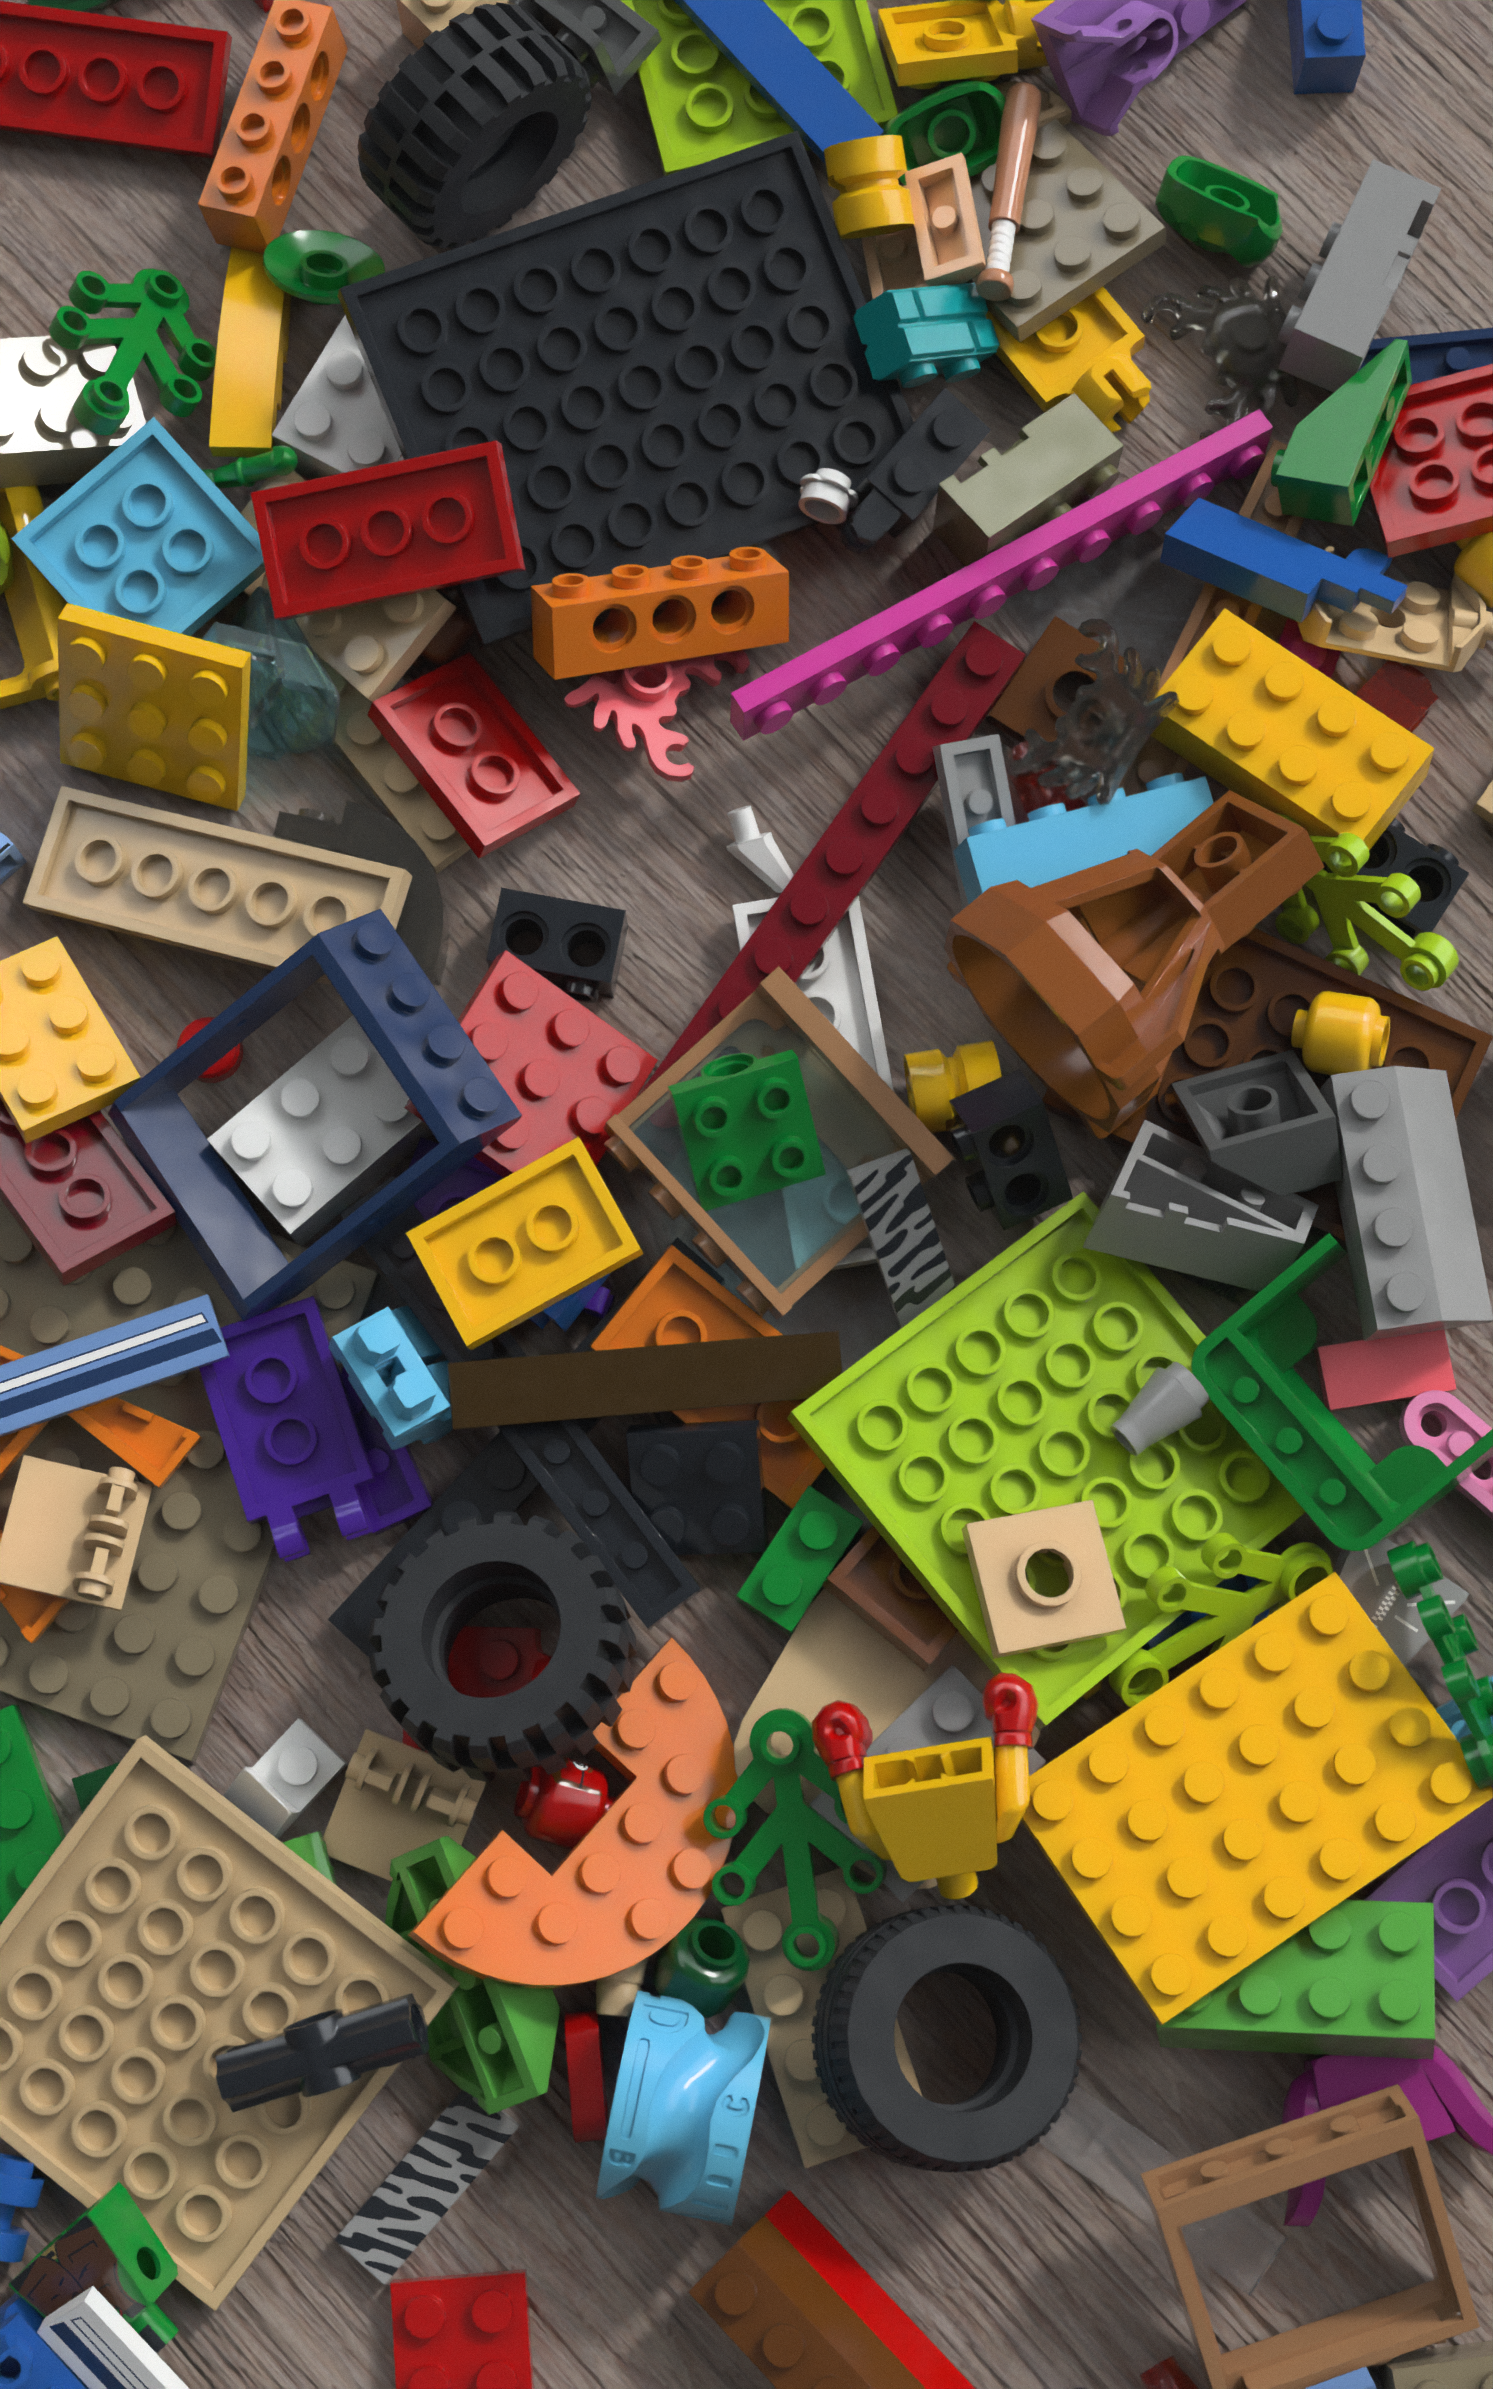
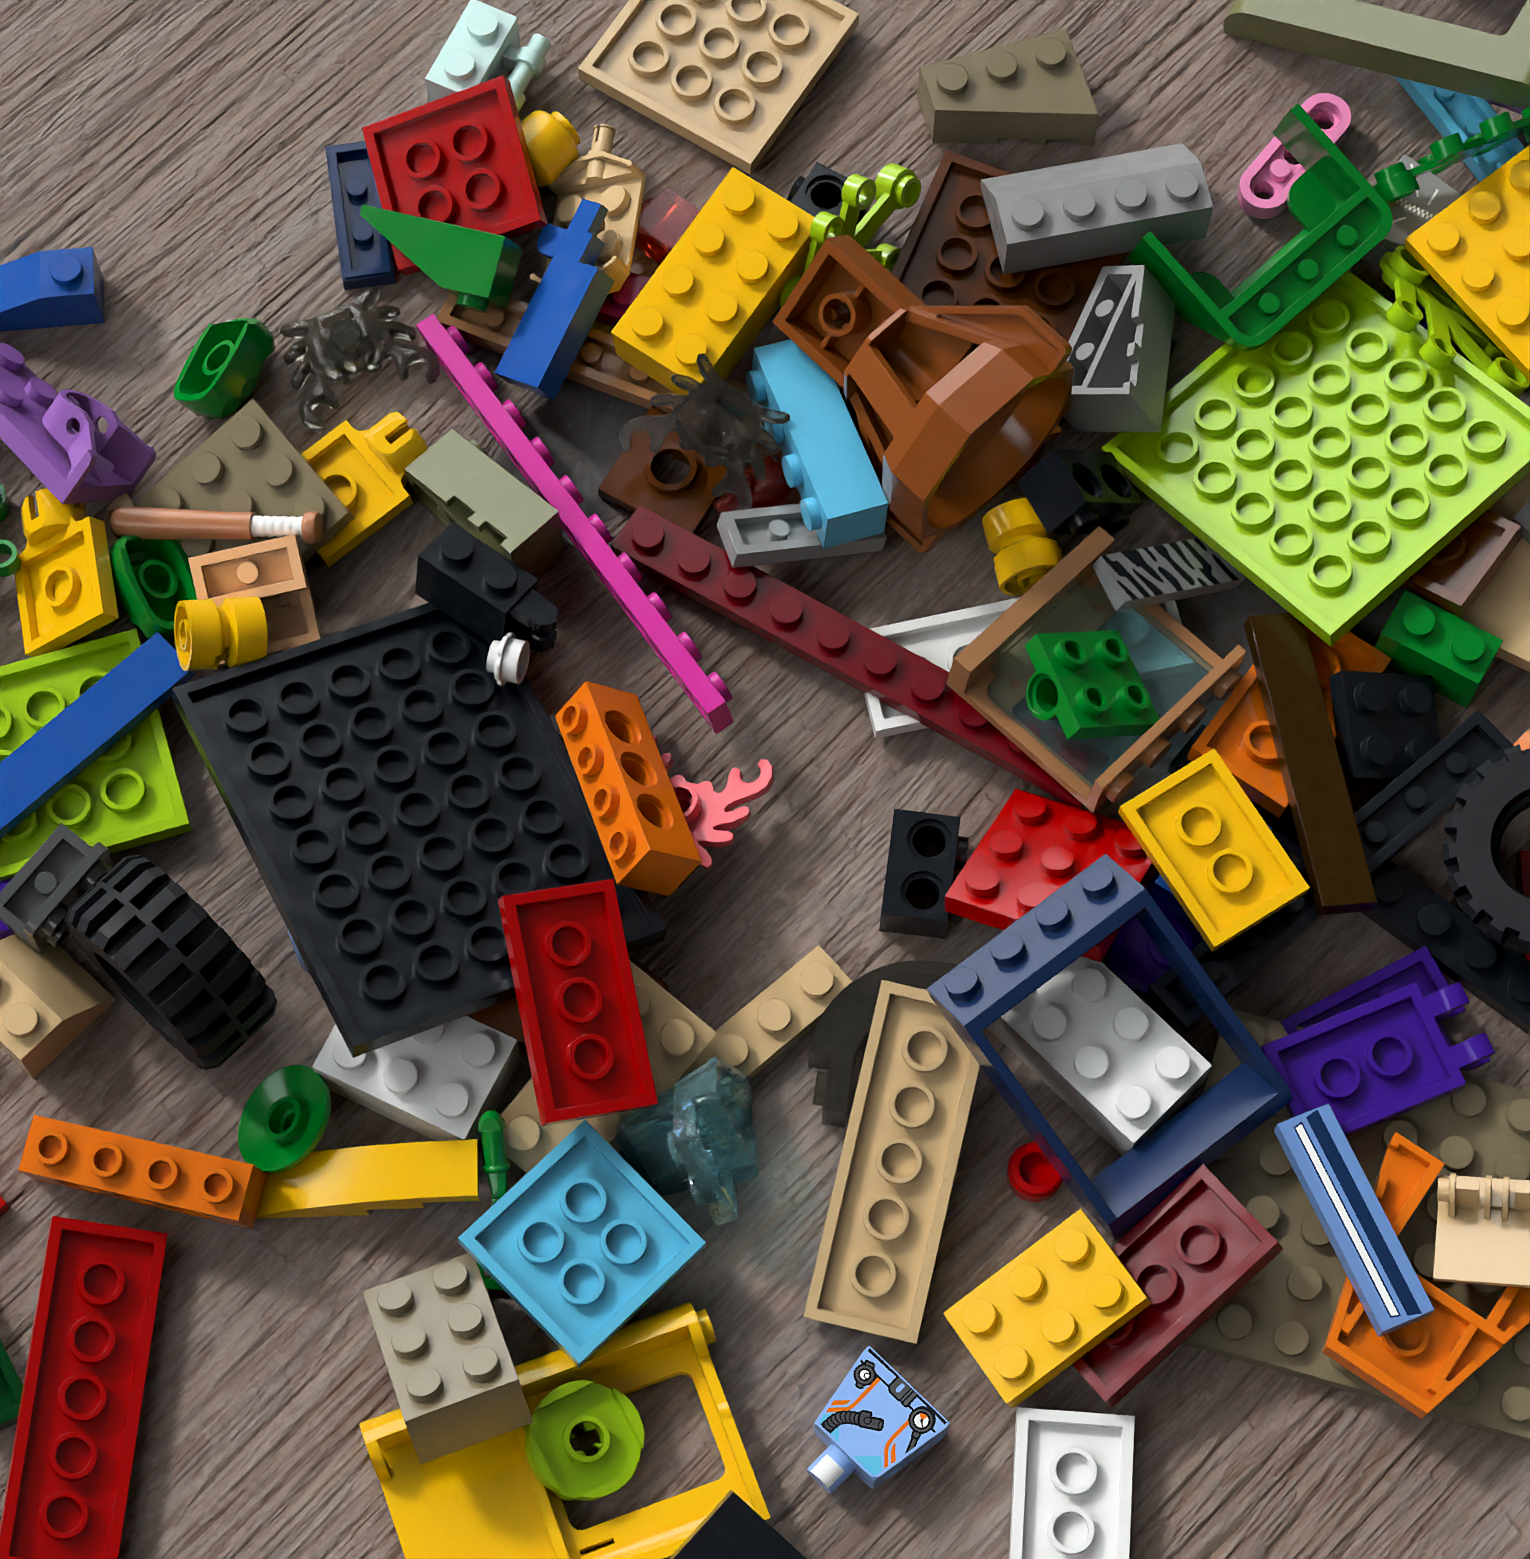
camera: 95 degrees left, 10 degrees down
(153, 706) = (737, 1219): yellow plate -> none
(157, 303) = (319, 1270): green plant -> none
(393, 1377) = (1325, 963): medium azure hips -> none
(473, 754) = (754, 952): red plate -> none
(758, 850) = (821, 717): white bar -> none
(926, 333) = (353, 587): teal brick -> none
(1012, 1611) = (1438, 469): tan piece -> none
(1161, 1407) = (1287, 368): light grey cone -> none
(1264, 1123) = (1053, 280): dark grey slope -> none
(1341, 1033) = (962, 248): yellow head -> none
(1358, 278) = (301, 254): light grey wedge -> none
(1384, 1369) = (1229, 243): coral tile -> none

